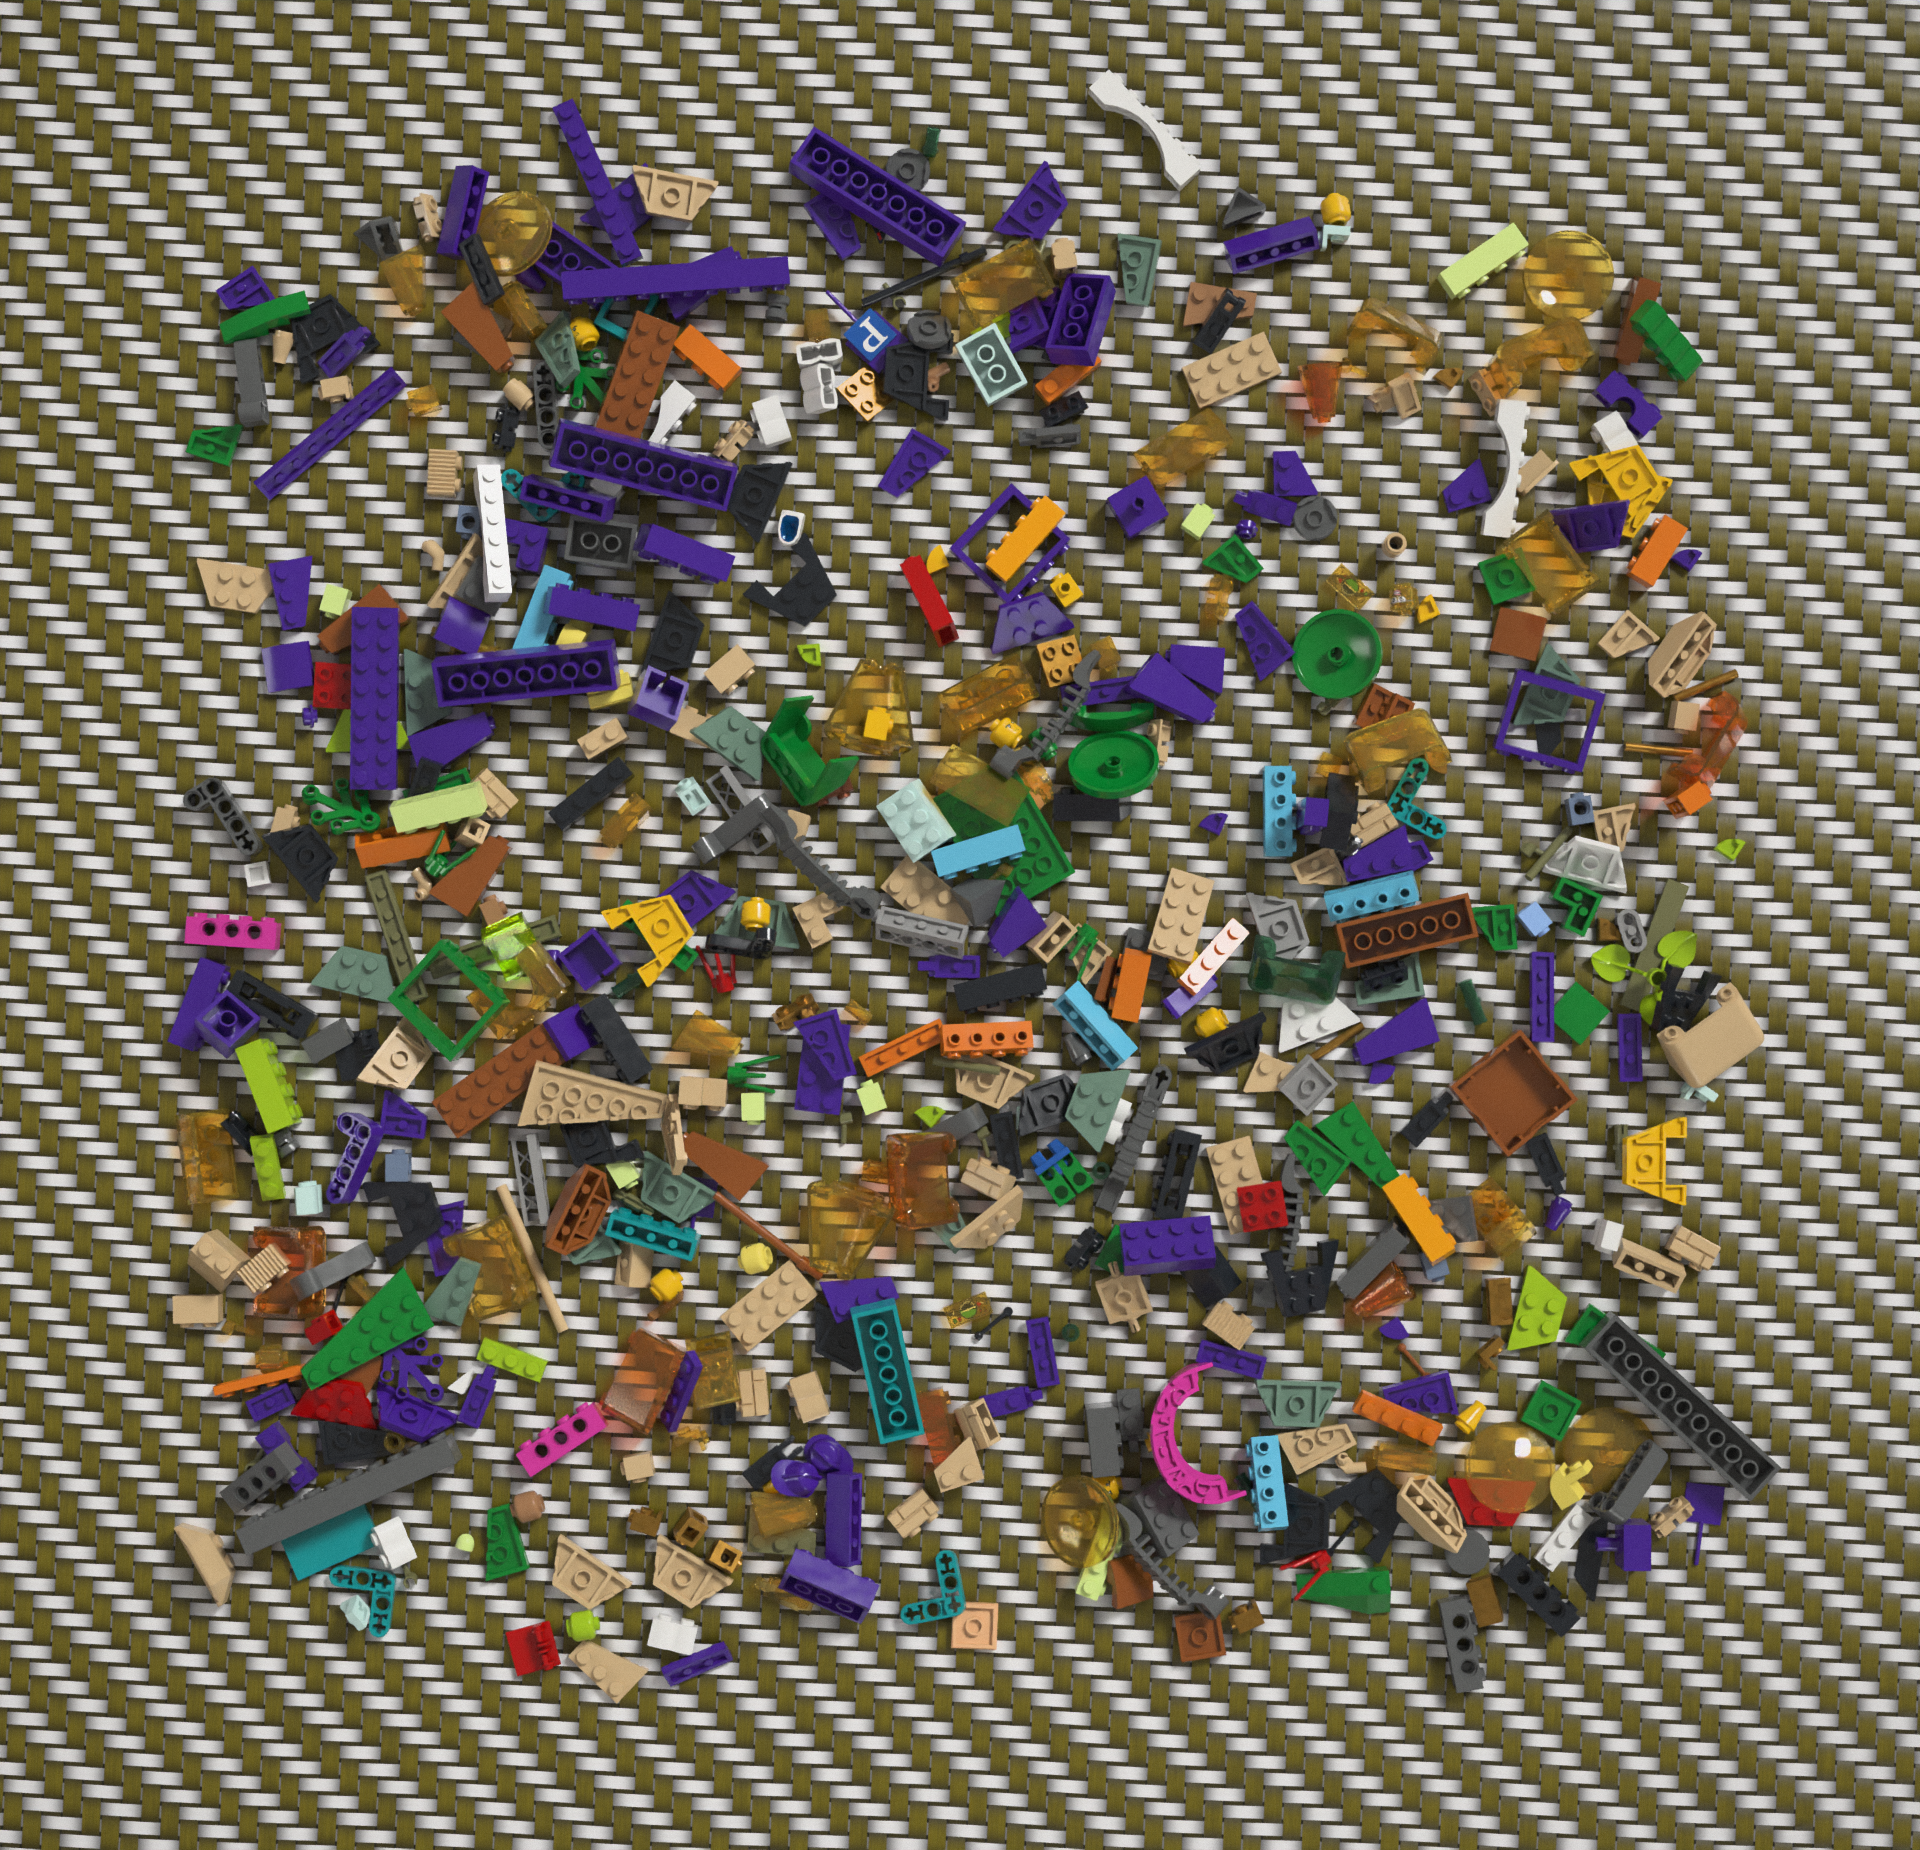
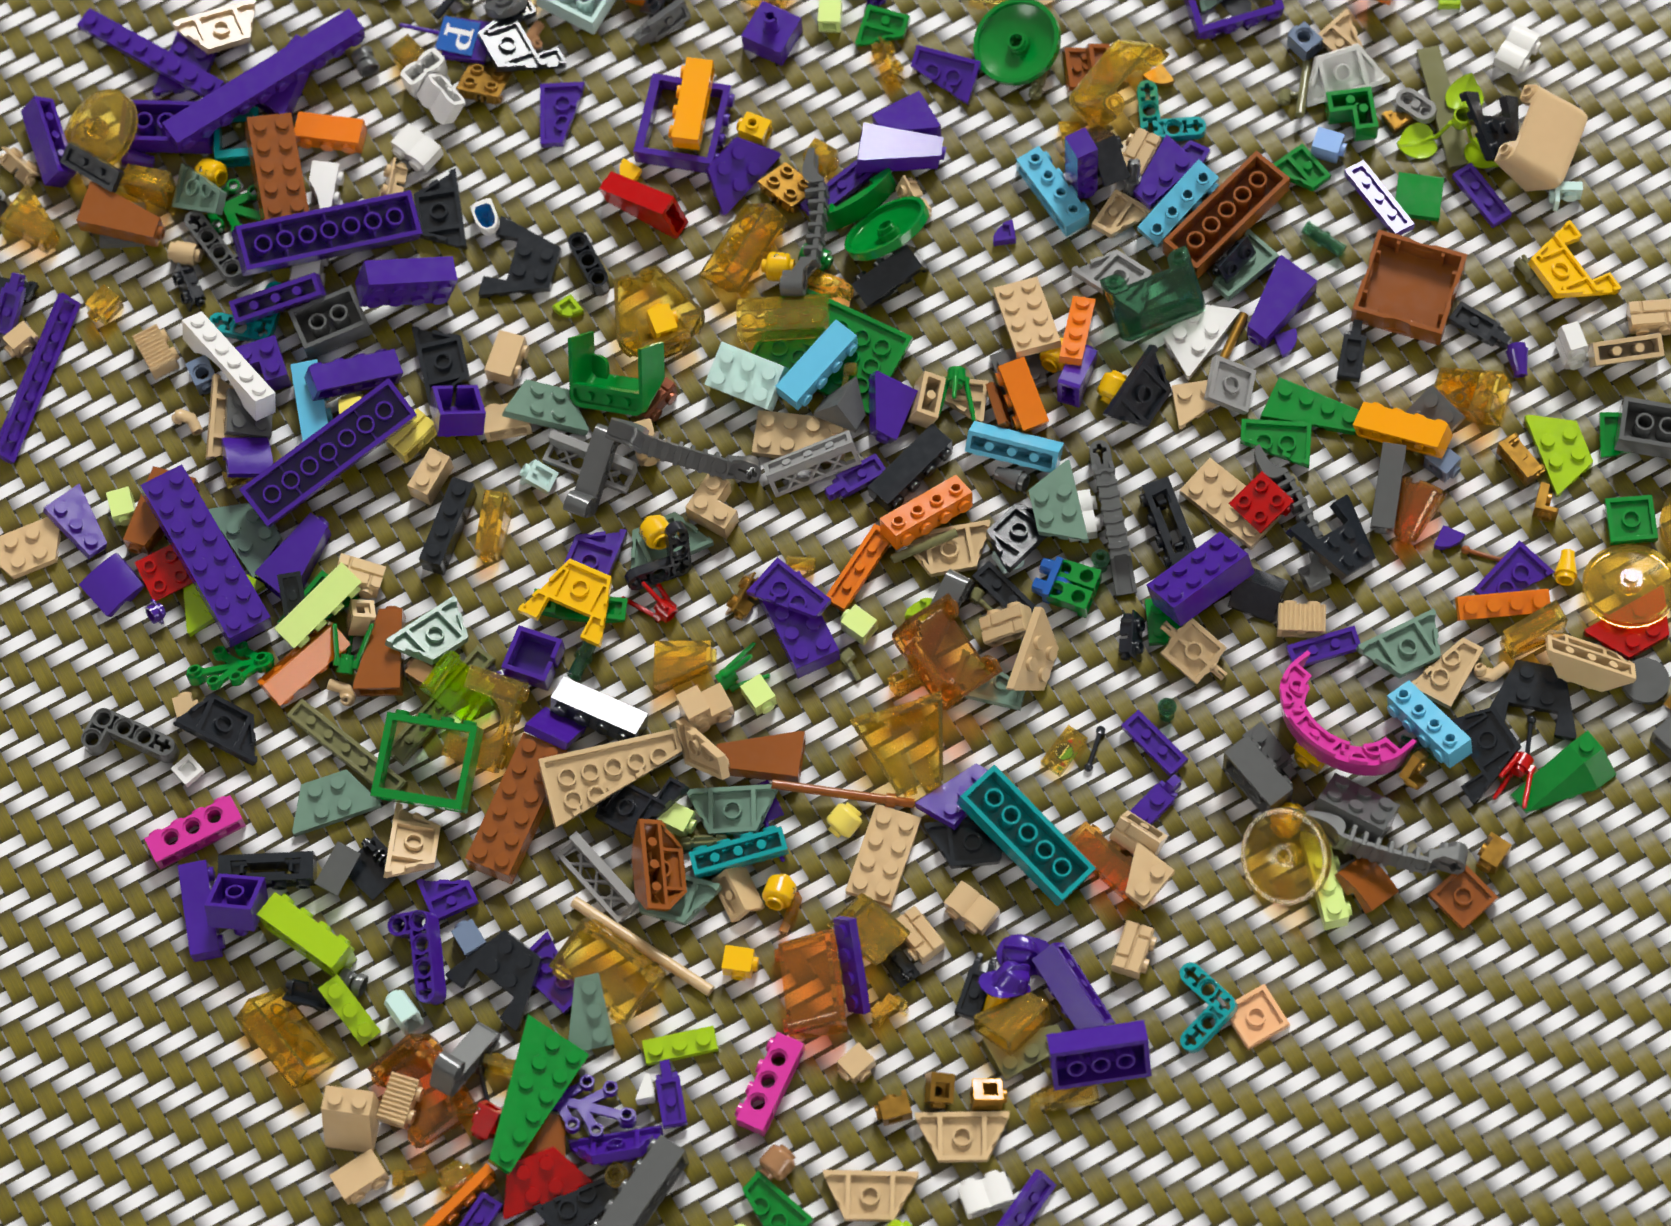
camera: 25 degrees left, 20 degrees down
(521, 886) = (432, 633): none -> wing
(599, 1324) = (739, 962): none -> yellow brick
(846, 616) = (587, 254): none -> black beam
(1229, 1511) = (1413, 768): none -> pearl gold bracket
(1751, 934) = (1517, 50): none -> white brick

